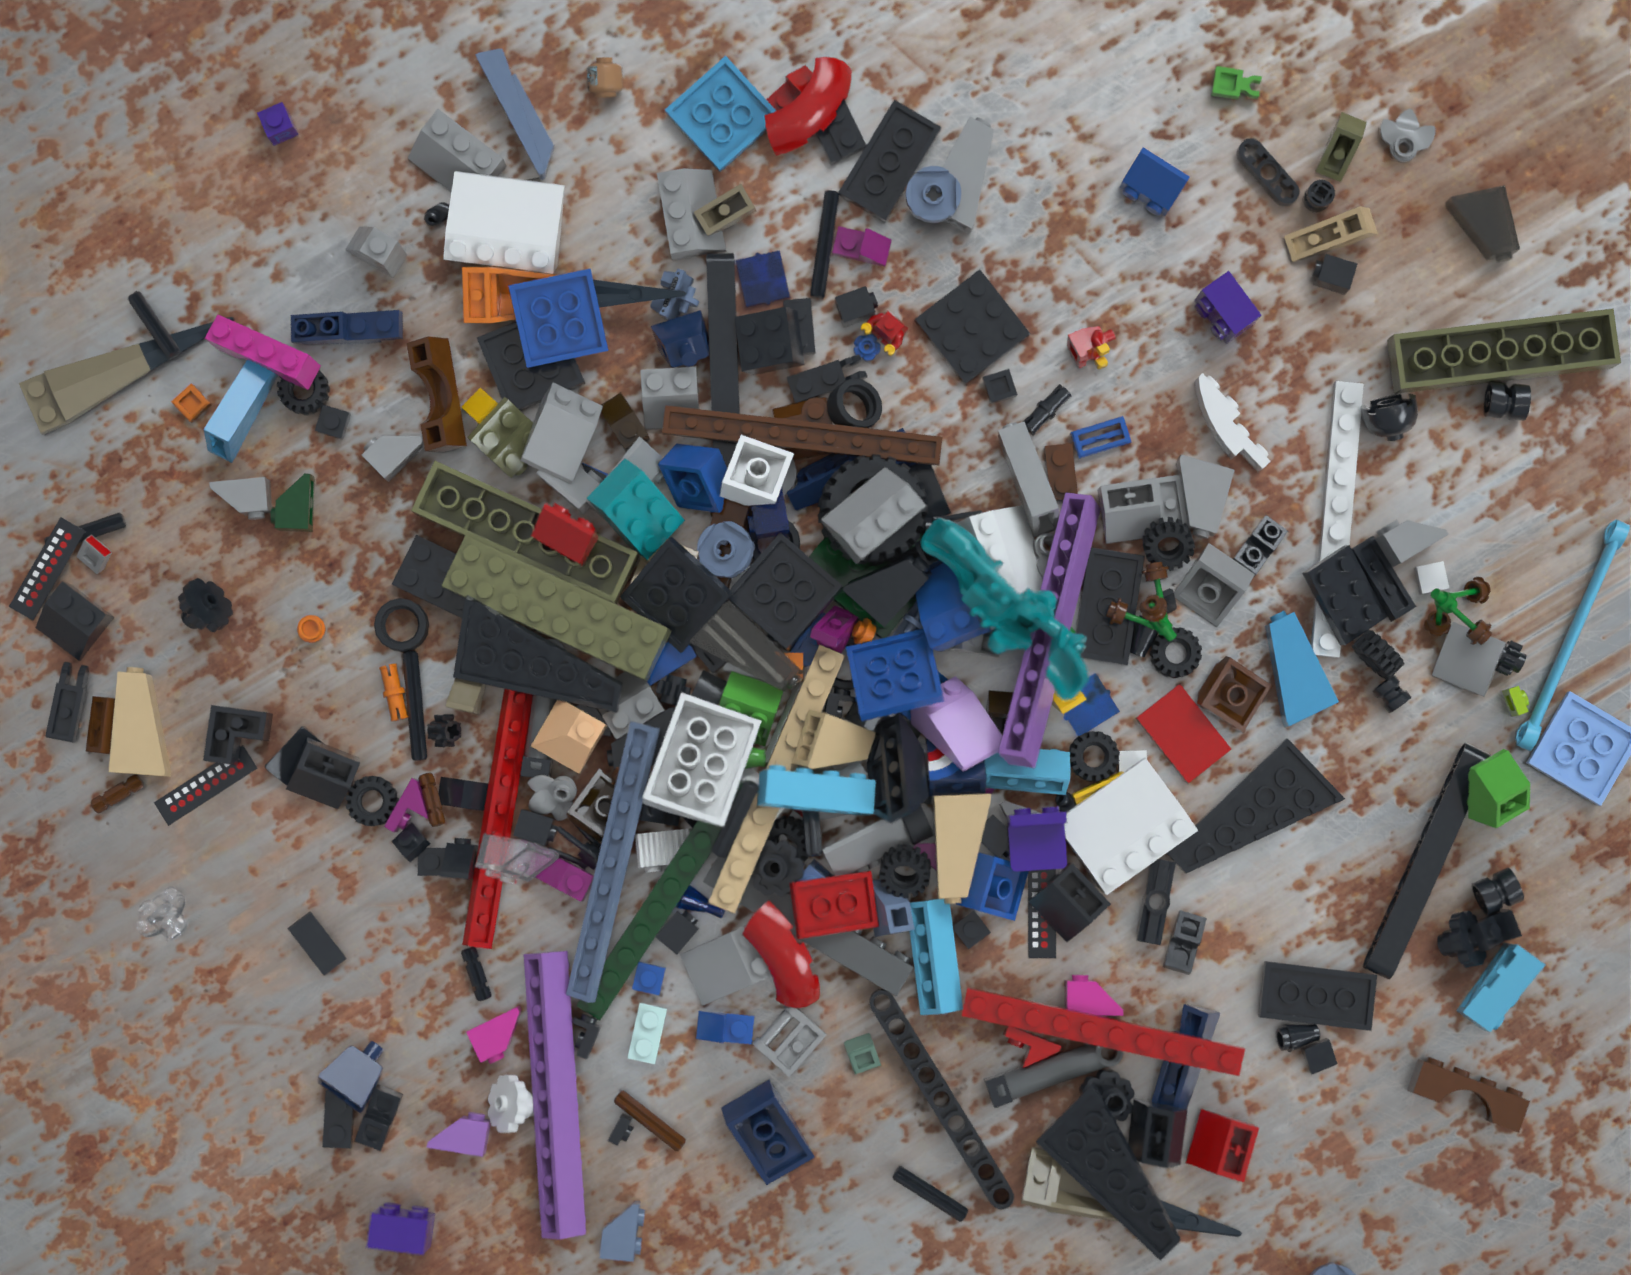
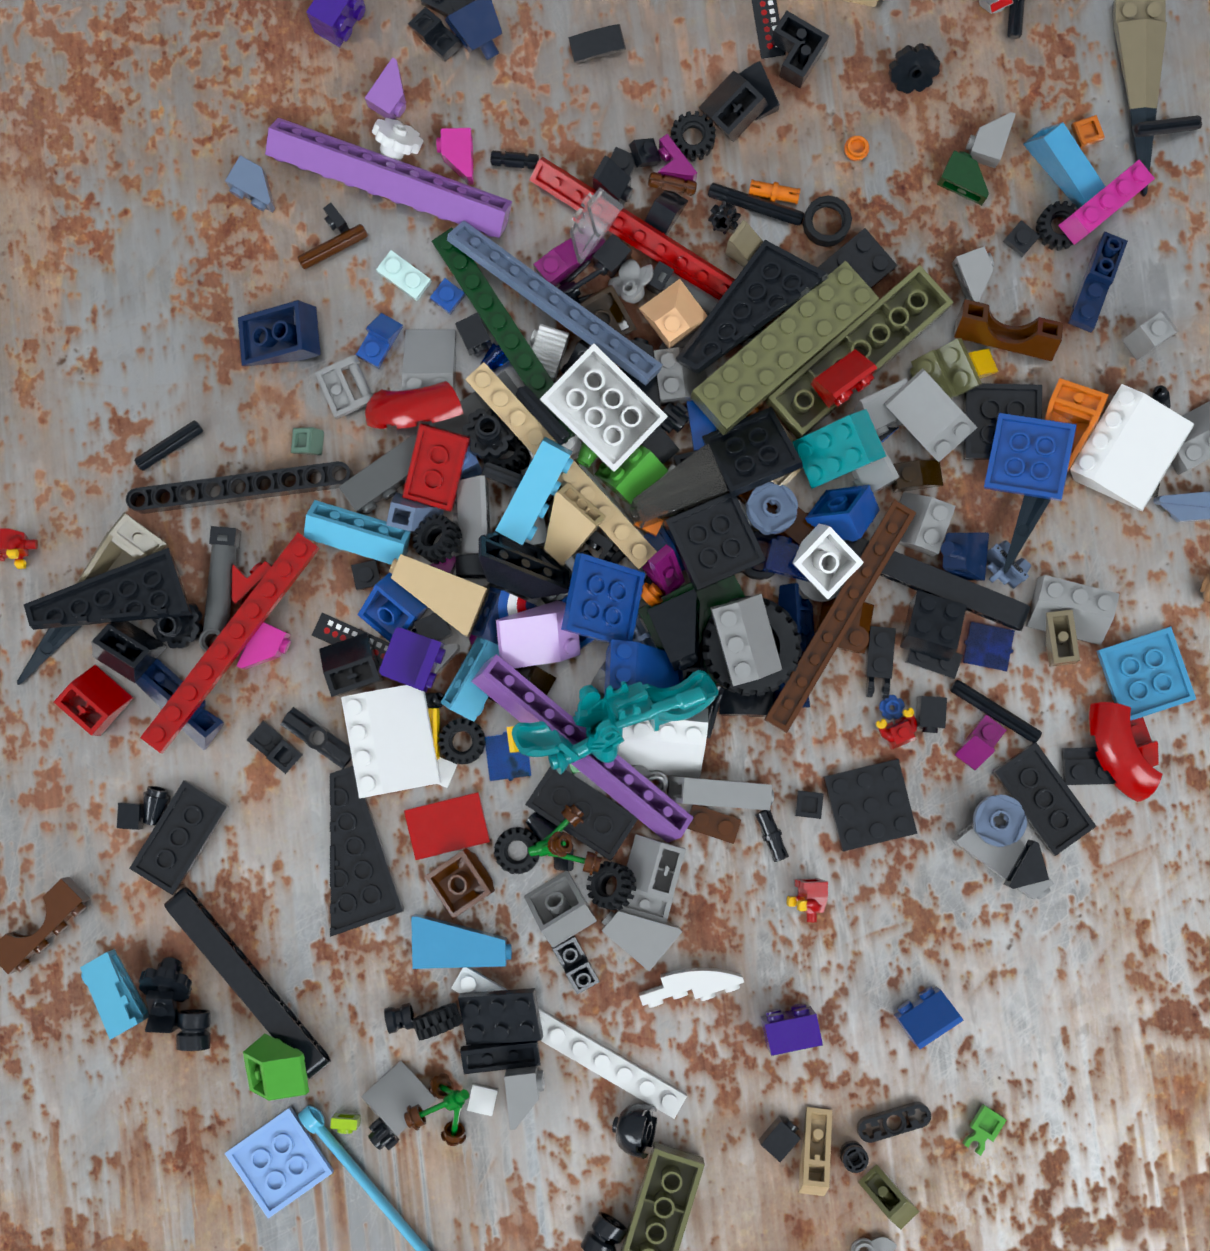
camera: 120 degrees right, 0 degrees up
(586, 1040) = (420, 224): black bracket -> none
(865, 392) = (851, 689): black tyre -> none
(967, 147) = (1028, 867): none -> black slope
(1079, 444) = (729, 849): blue tile -> none

